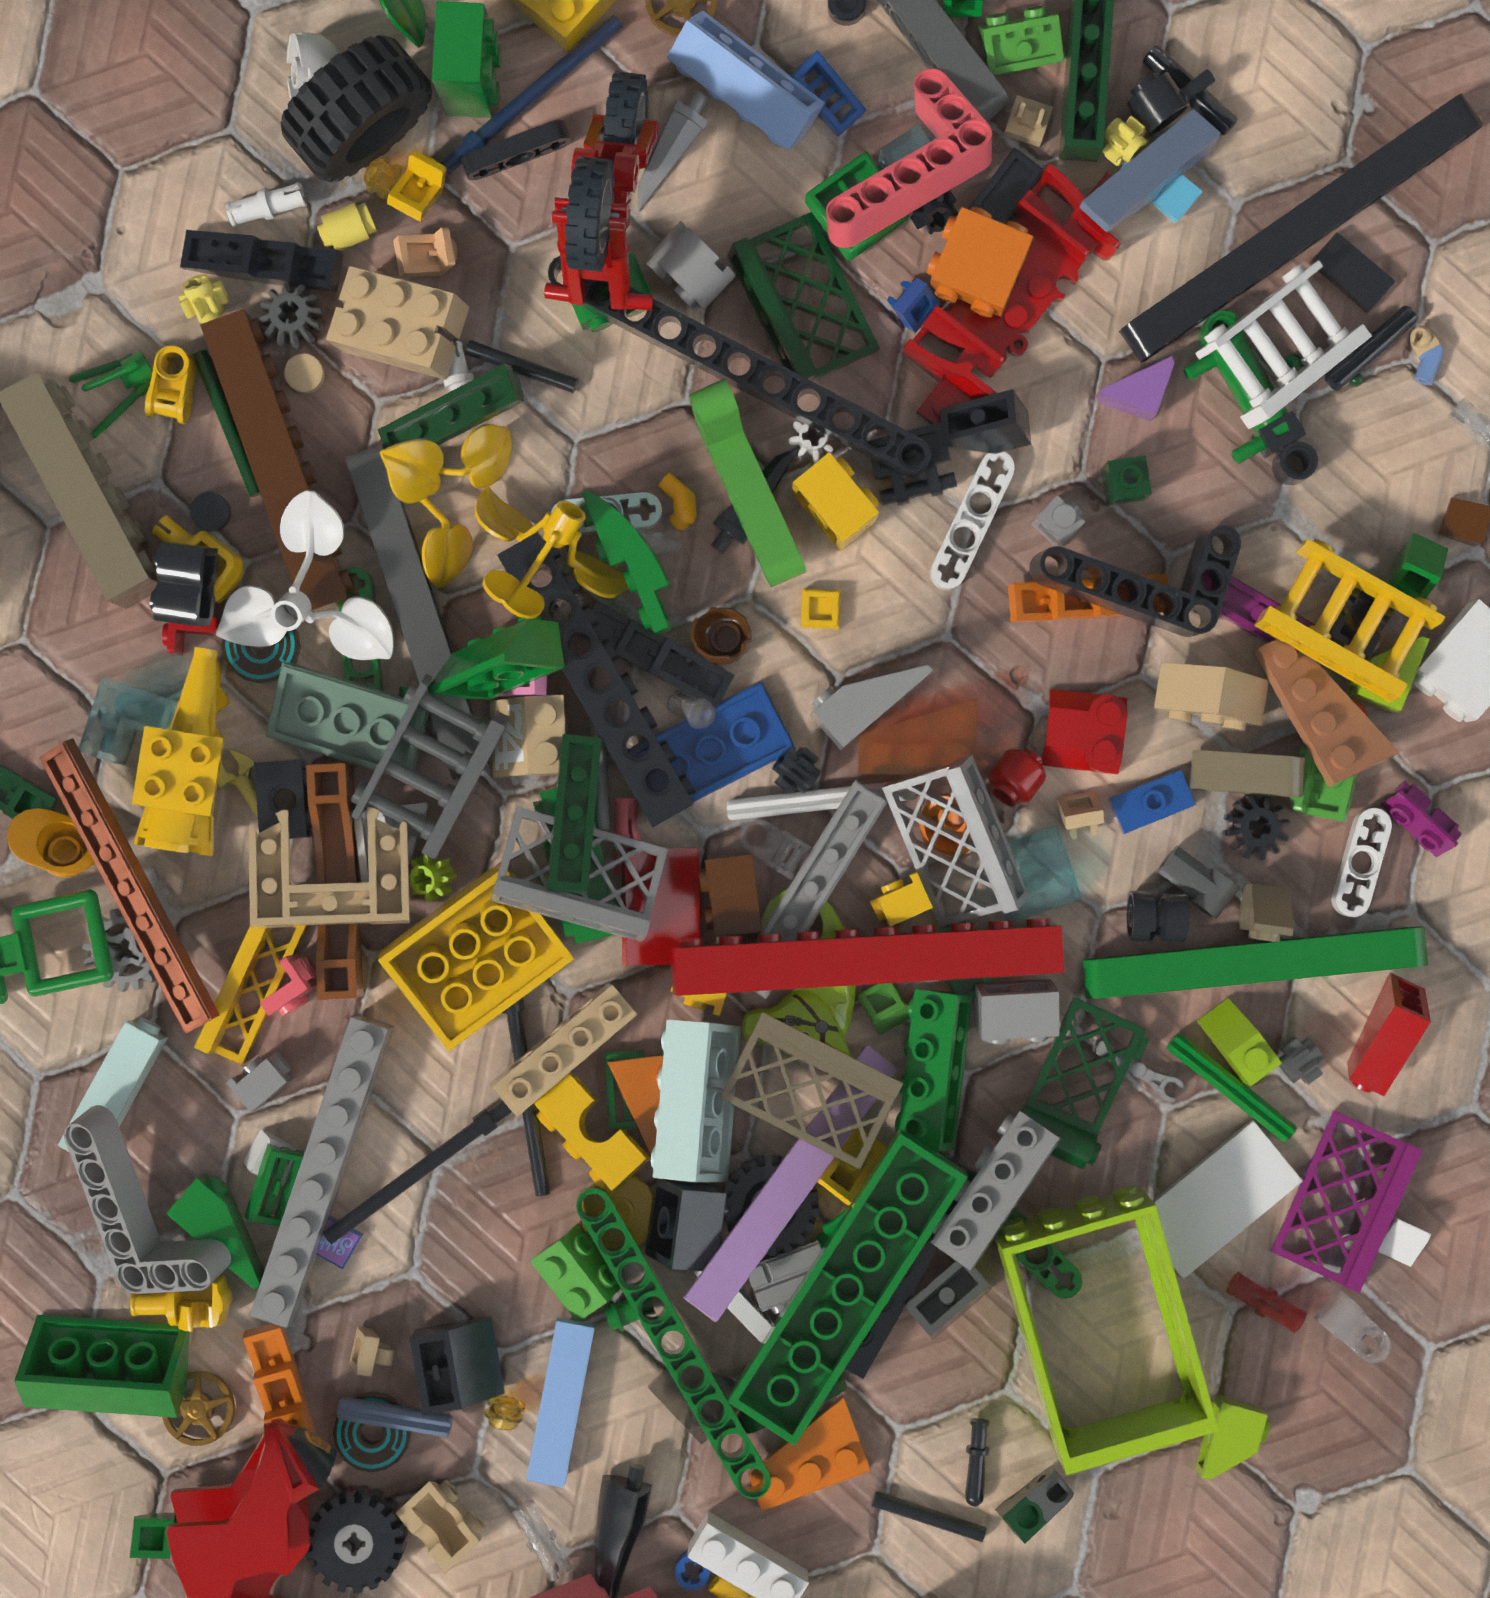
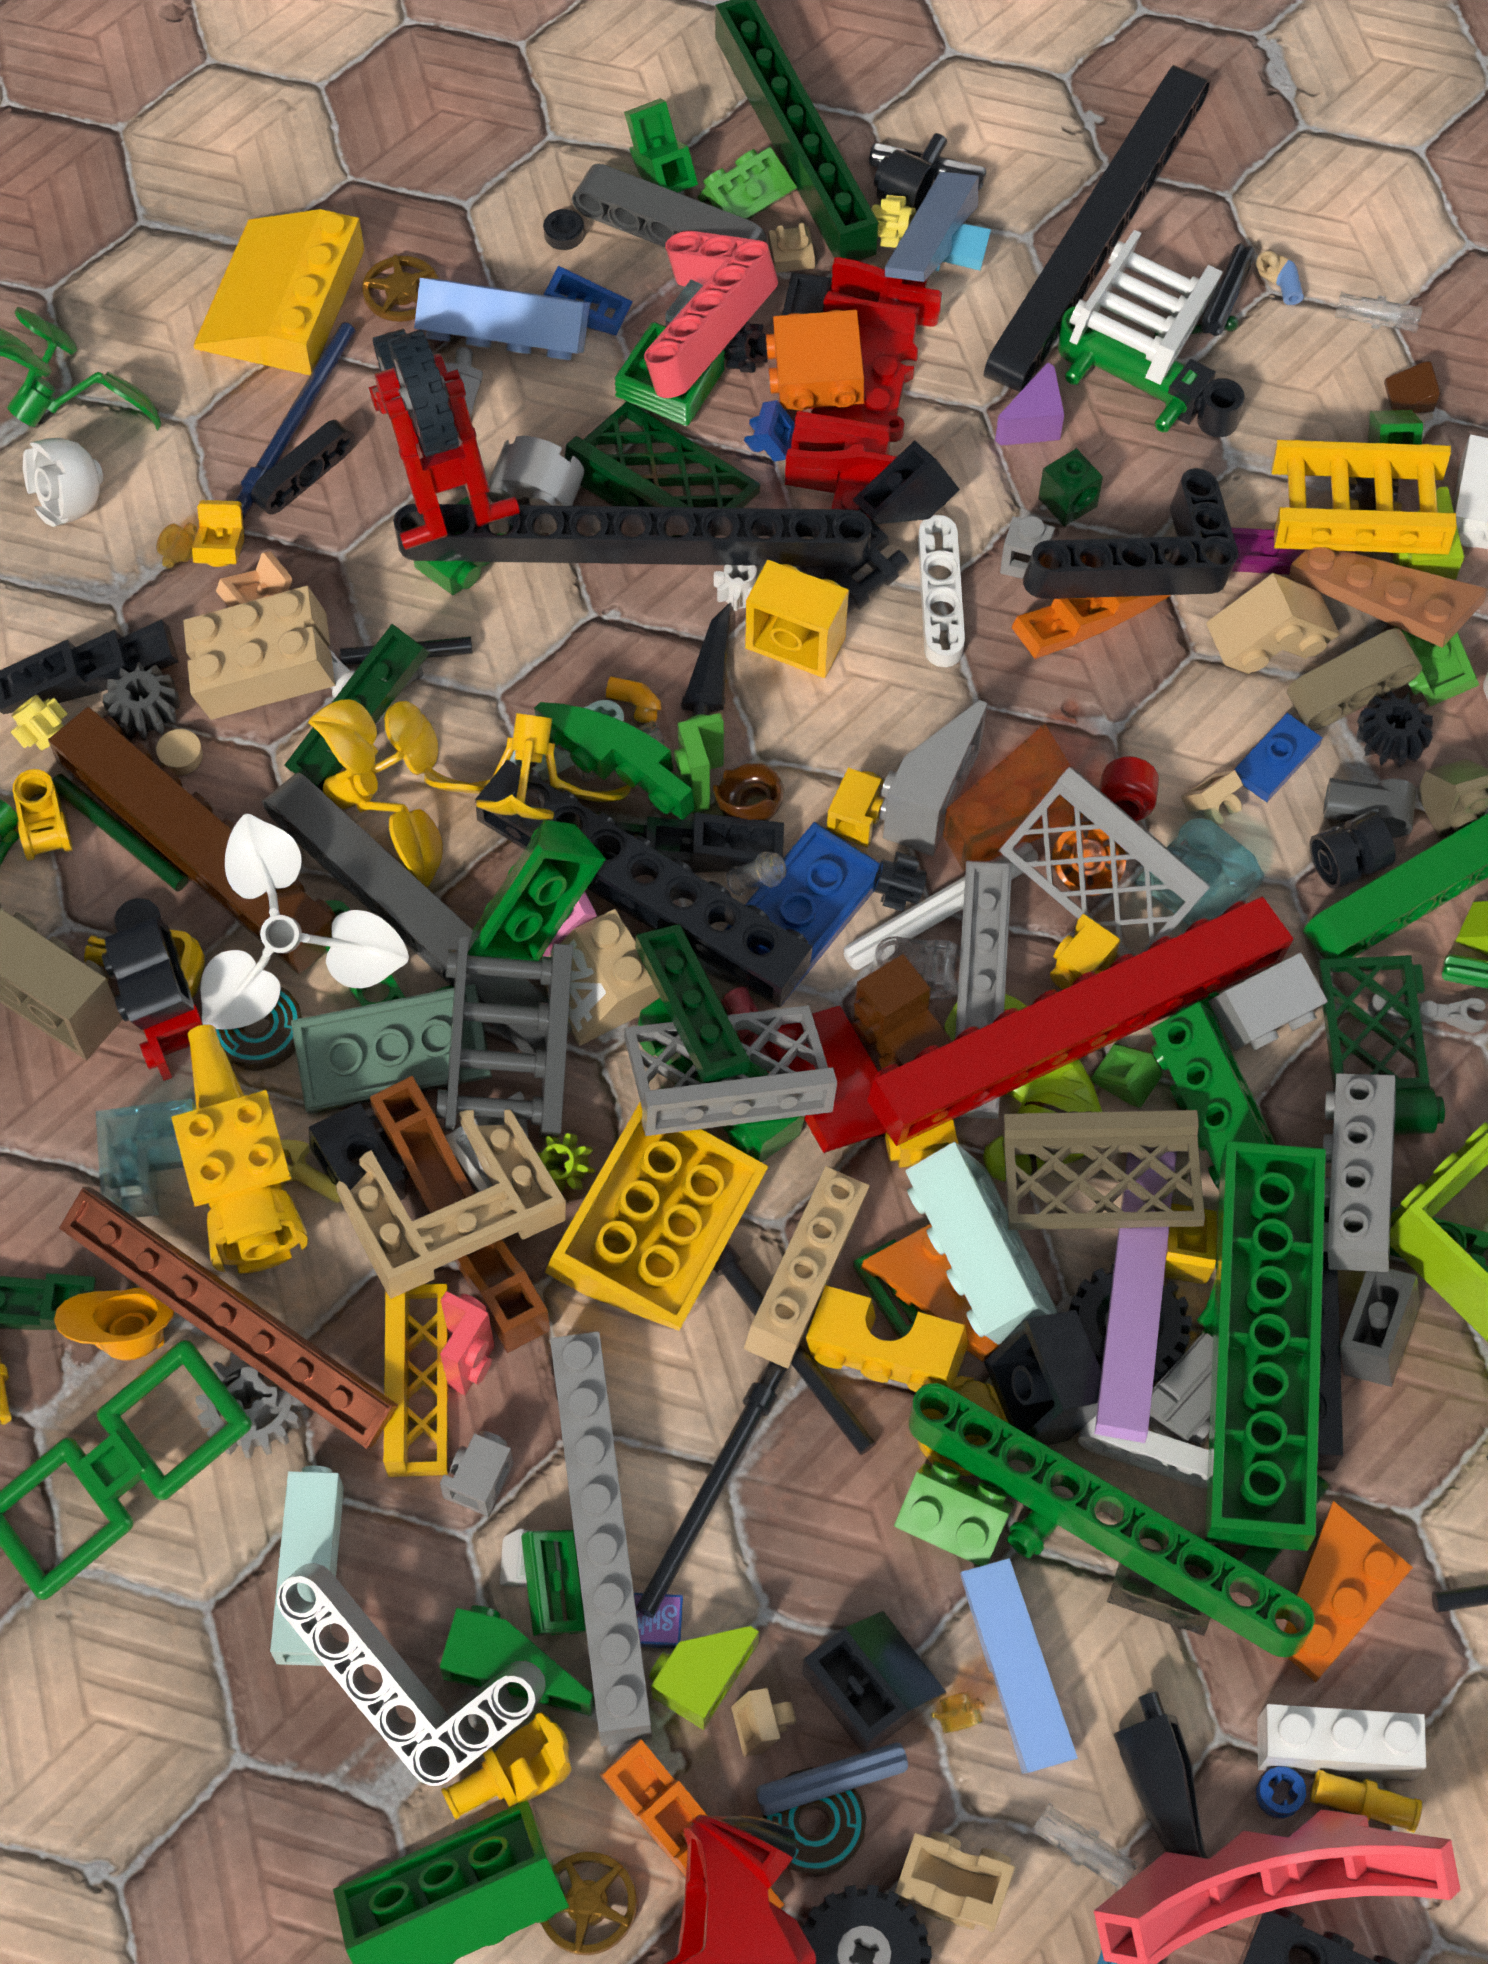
camera: 25 degrees left, 25 degrees down
(266, 204) = (65, 617): white pin -> none
(344, 1299) = (702, 1673): none -> lime slope
(346, 226) = (161, 598): light yellow brick -> none
(356, 108) = (125, 471): black tyre -> none
(466, 59) = (217, 394): green brick -> none
(683, 597) = (699, 752): none -> bright green bracket
(744, 482) = (687, 640): bright green beam -> none
(800, 685) = (856, 806): none -> yellow brick
(820, 609) = (835, 733): yellow tile -> none
(1085, 731) = (1172, 722): red slope -> none
(1353, 272) = (1172, 242): black tile -> none

